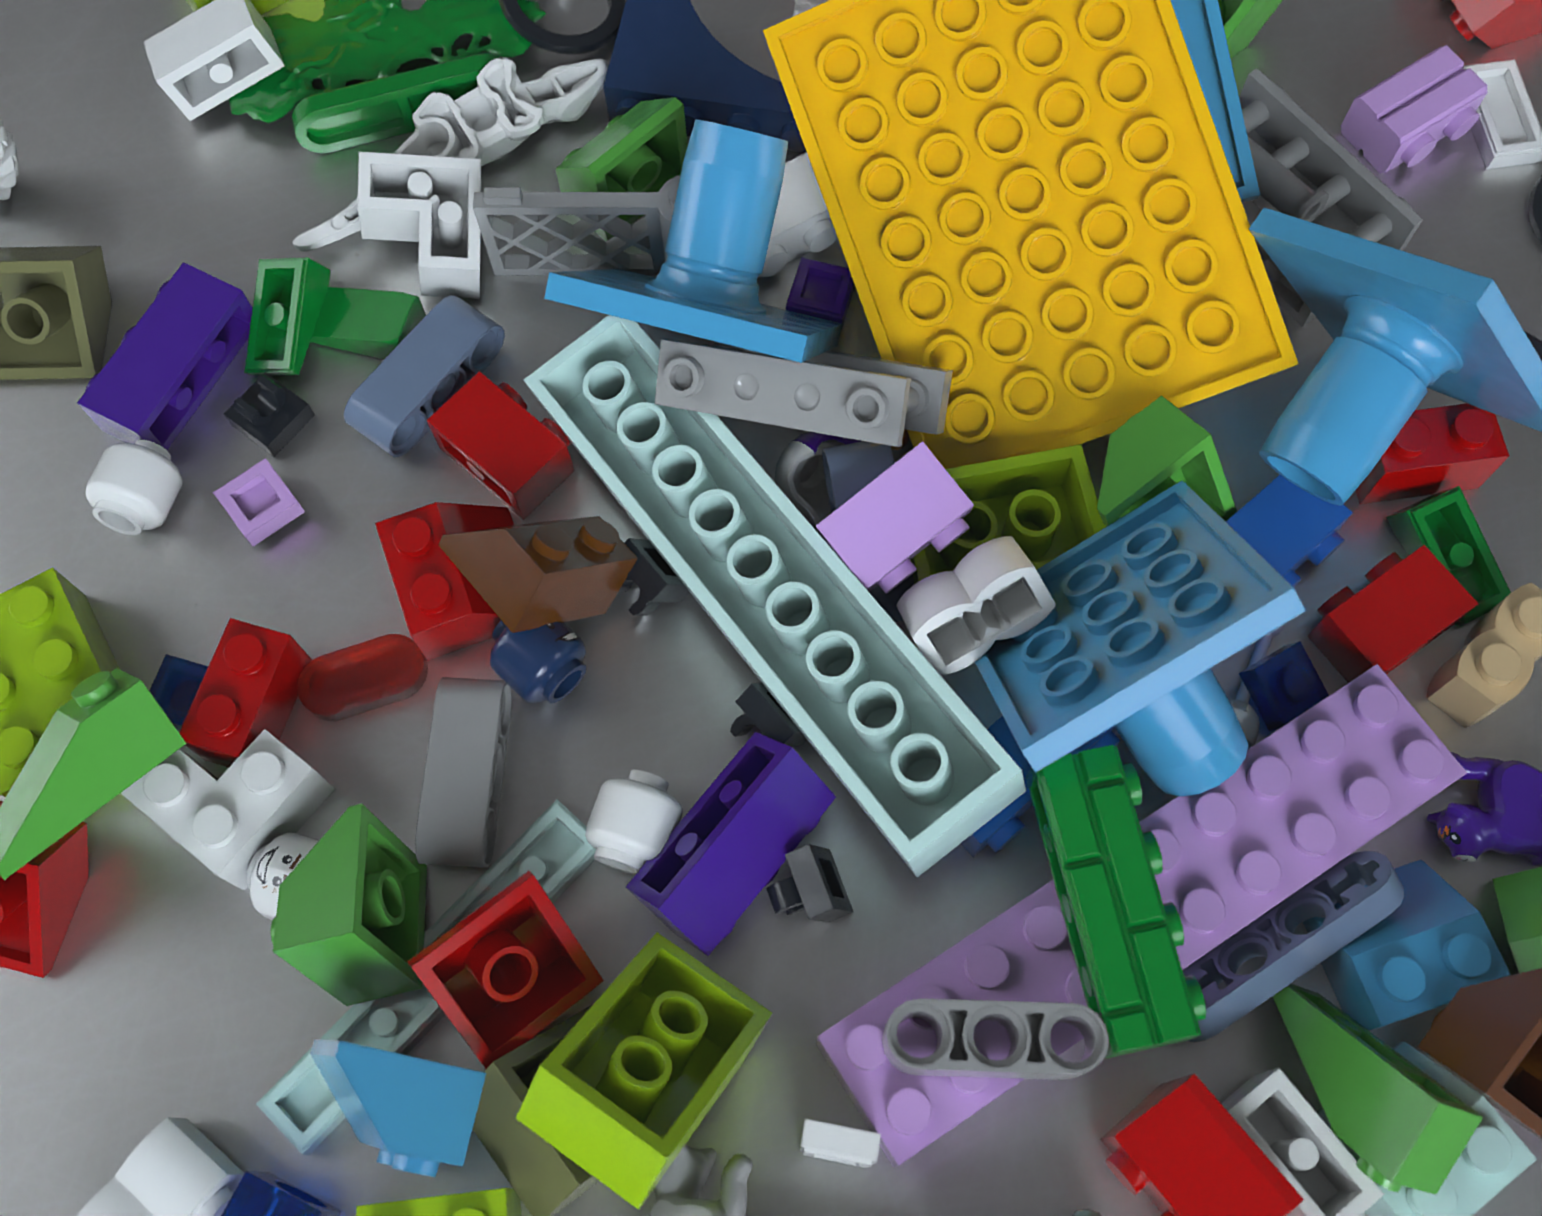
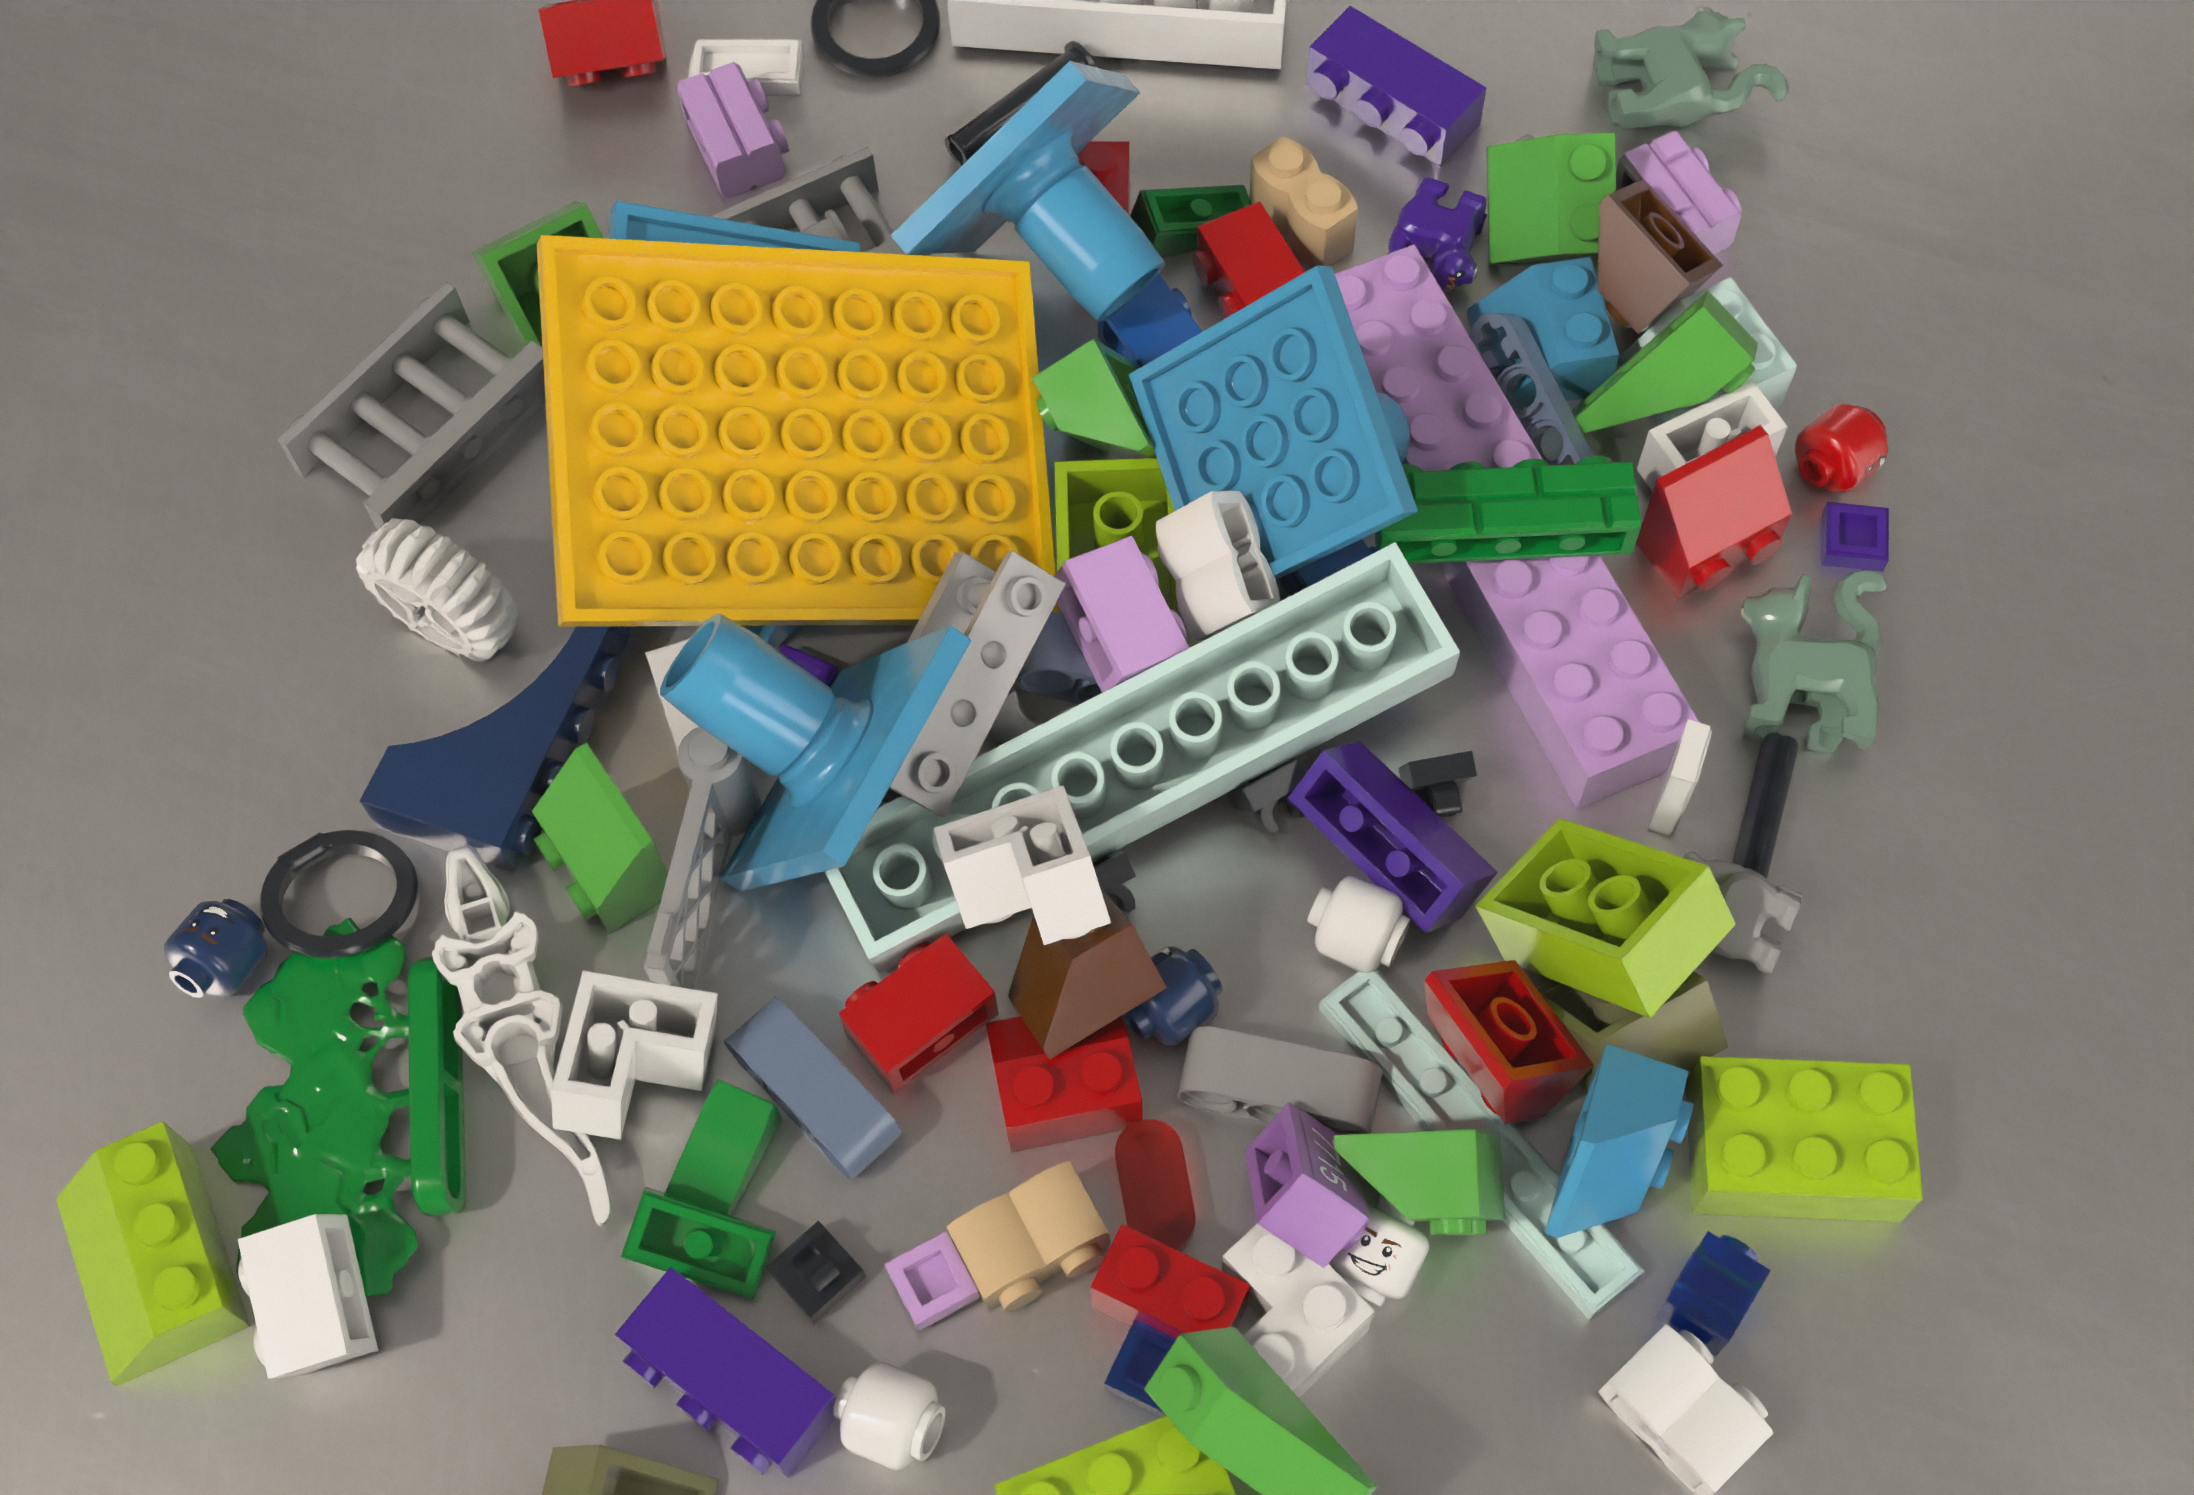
camera: 80 degrees left, 5 degrees down
(299, 572) = (1030, 1236): none -> tan brick
(312, 784) = (1305, 1187): none -> medium lavender brick
(589, 471) = (1023, 860): none -> white brick
(1029, 1032) = (1619, 597): light grey beam -> none

